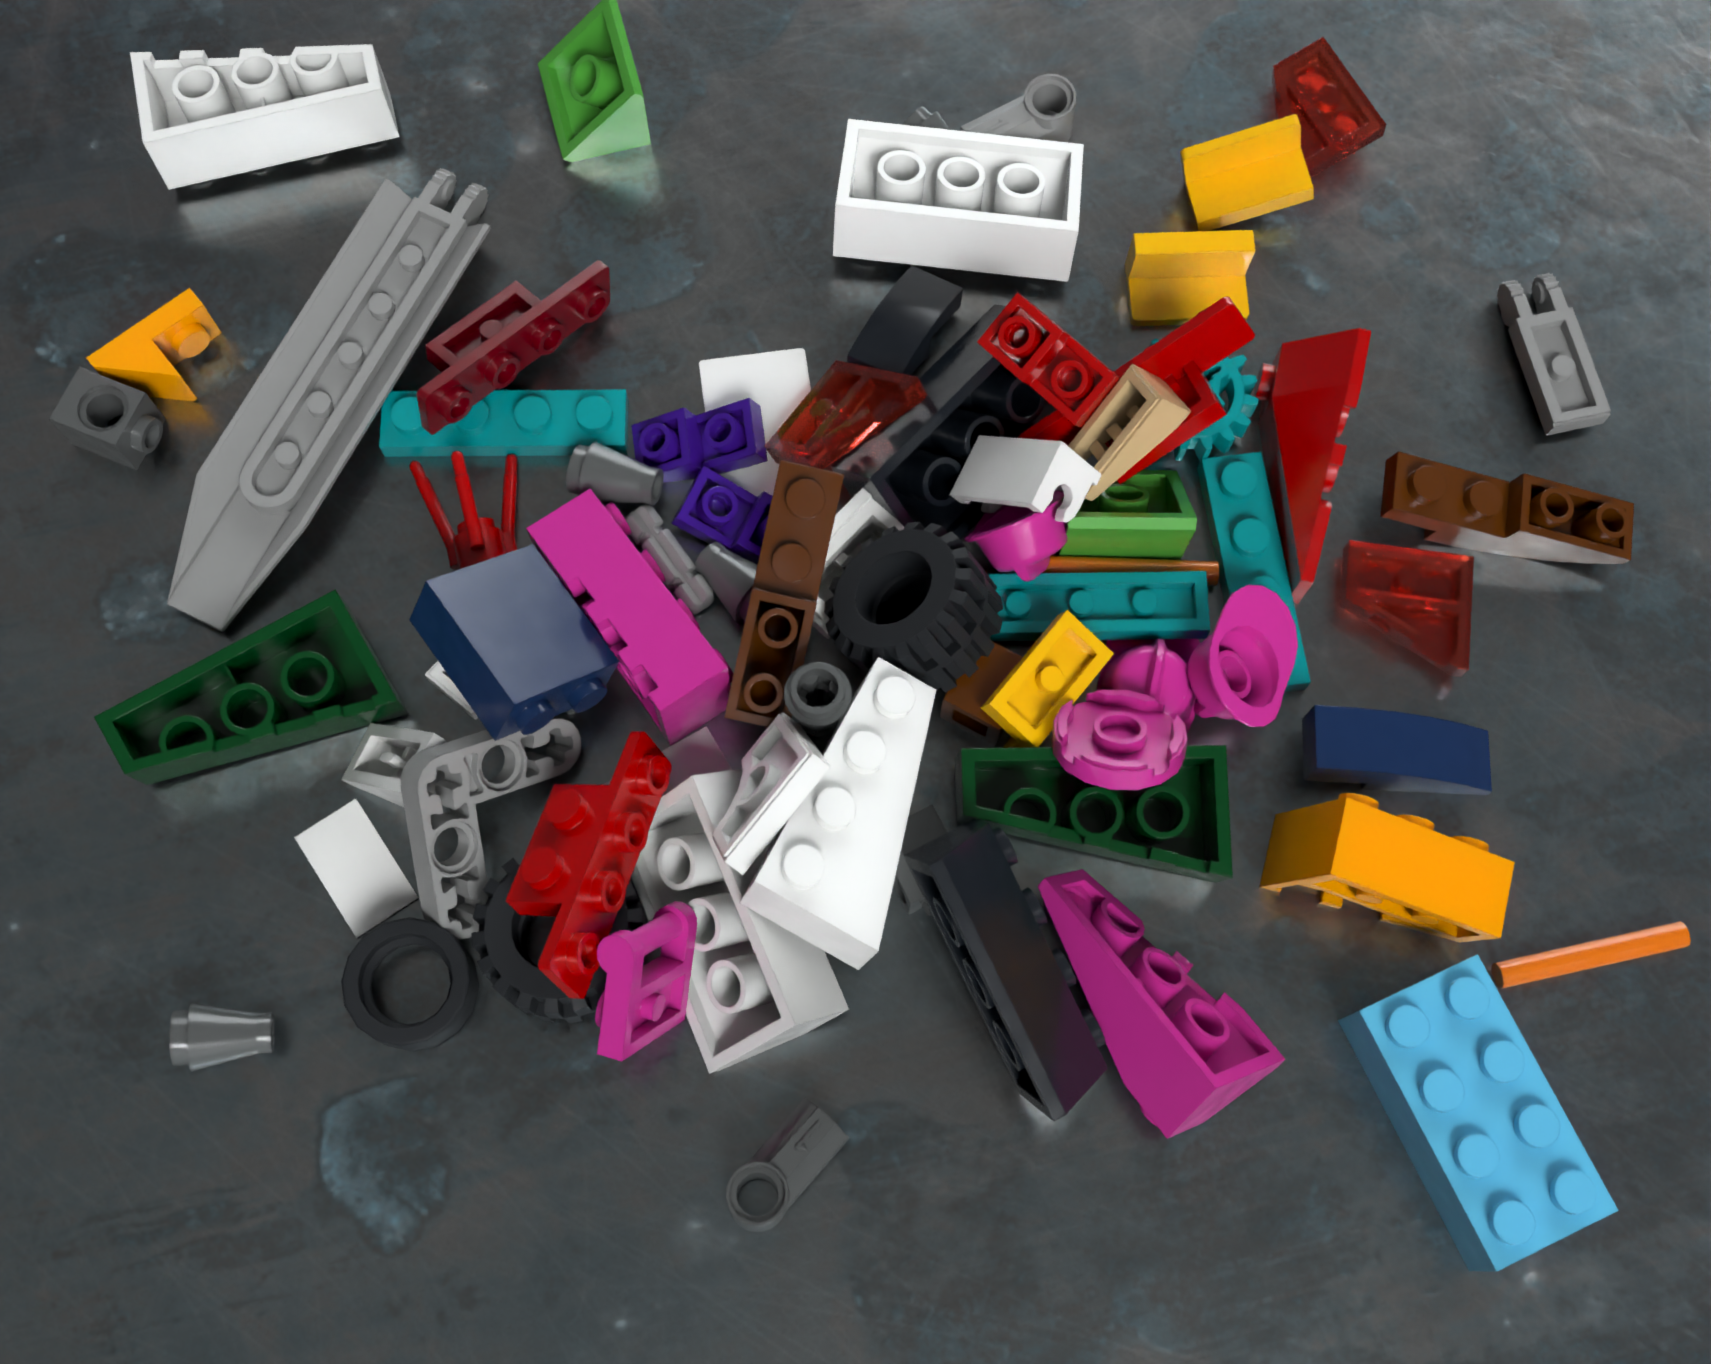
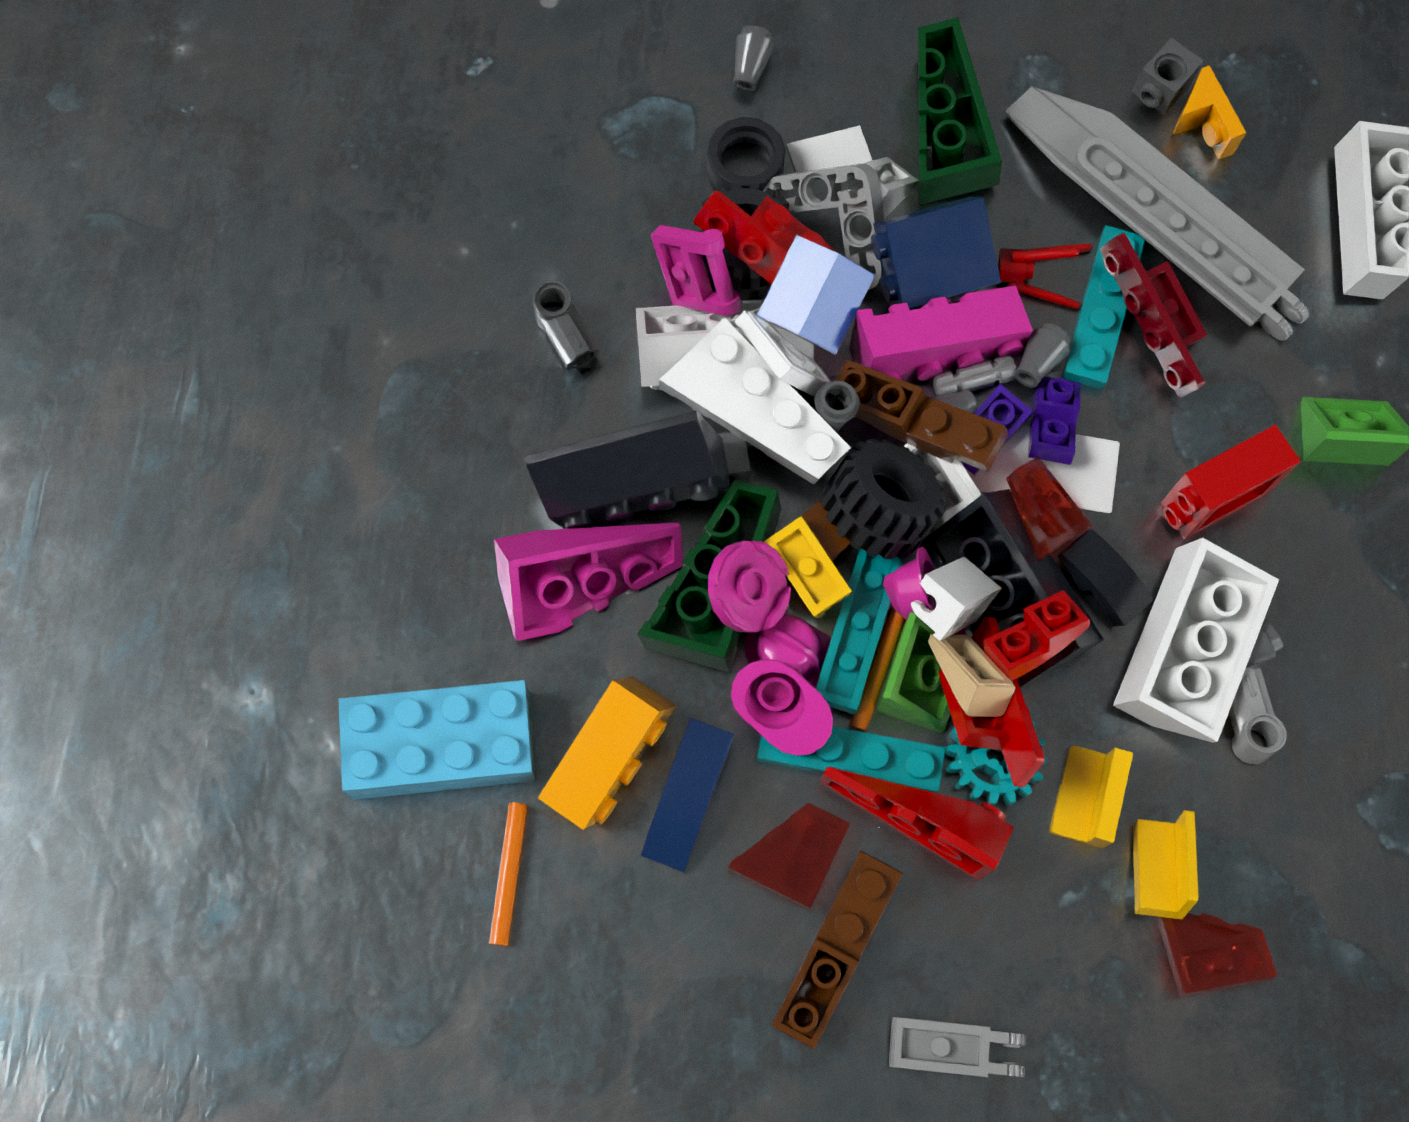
camera: 110 degrees right, 0 degrees up
(653, 779) = (816, 294): none -> slope
(734, 200) = (1229, 481): none -> red window

